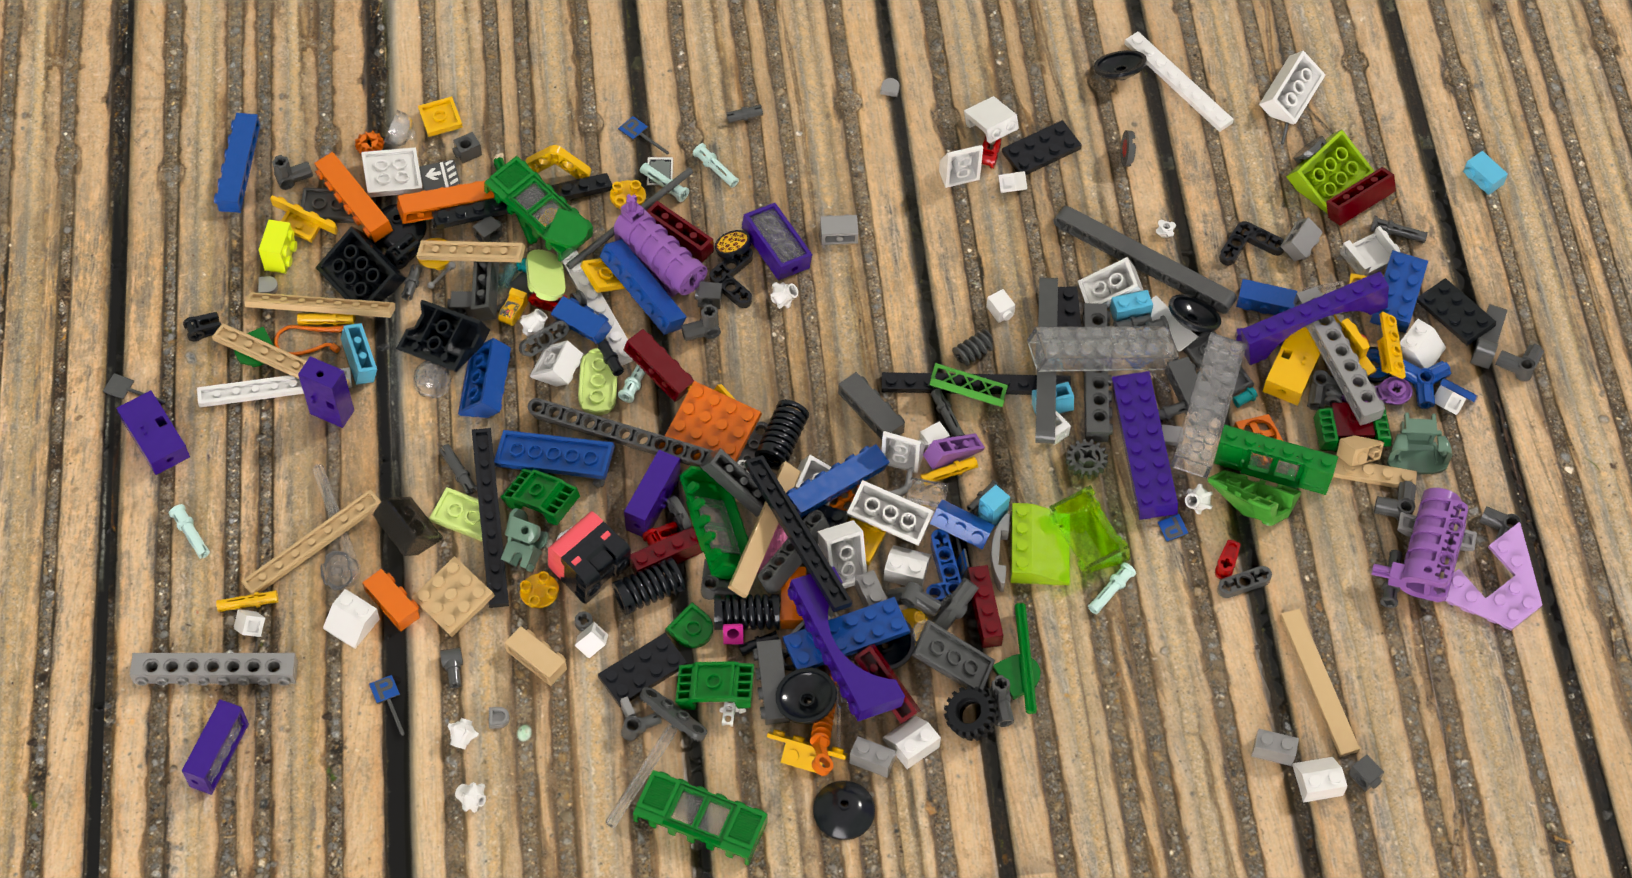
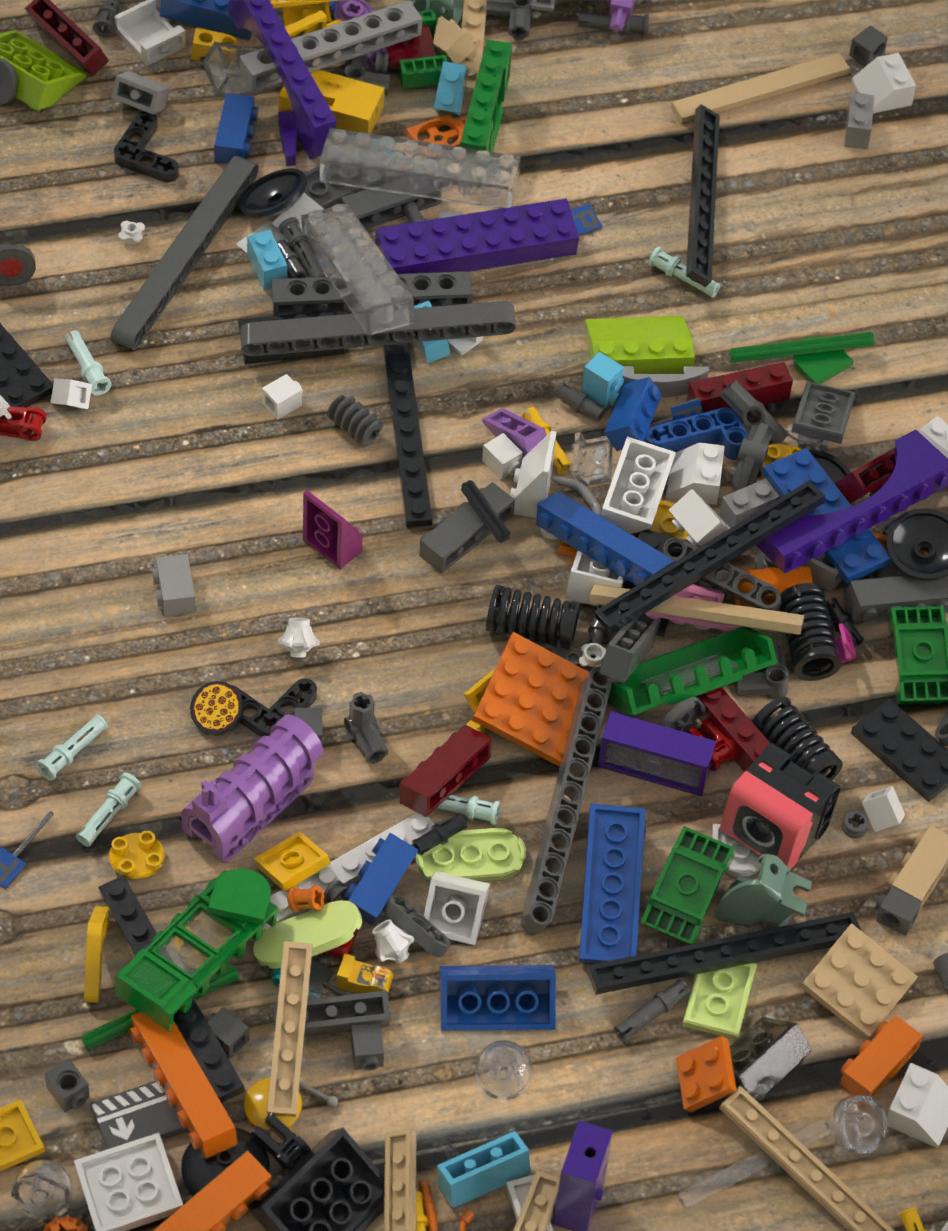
camera: 100 degrees left, 5 degrees down
(398, 487) = (706, 1074): none -> orange plate
(411, 282) = (324, 1125): dark grey pin -> none
(443, 336) = (442, 1054): black piece -> none
(502, 631) = (898, 910): none -> dark grey brick
(539, 590) = (828, 880): yellow dish -> none
(569, 273) = (305, 898): none -> orange bush
(643, 286) = (309, 808): blue brick -> none
(647, 204) = (175, 825): dark grey piece -> none
(661, 164) = (71, 822): sticker -> none
(688, 235) = (212, 760): dark red brick -> none
(691, 627) = (833, 702): green tile -> none
(777, 241) = (208, 652): brick -> none
(869, 315) = (329, 532): none -> magenta slope
(874, 411) = (485, 511): none -> black axle
(944, 408) = (454, 449): dark grey pin -> none
(960, 702) = (906, 378): black tyre -> none
(961, 166) = (56, 441): white slope -> none
(967, 392) = (427, 425): bright green fence -> none
(1000, 693) = (862, 370): dark grey piece -> none
(1033, 195) = (91, 370): none -> light aqua pin
(1087, 459) = (508, 291): dark grey gear -> none
(1089, 531) = (621, 285): clear neon green windscreen -> none
(1110, 282) = (236, 281): white slope -> none
(1189, 609) = (703, 196): none -> black plate
(1198, 499) = (545, 188): white rock -> none
(1227, 560) = (620, 163): red piece -> none
(1250, 575) = (645, 161): dark grey beam -> none
(1256, 498) = (537, 130): bright green wedge -> none
(1305, 436) = (451, 88): none -> medium azure brick

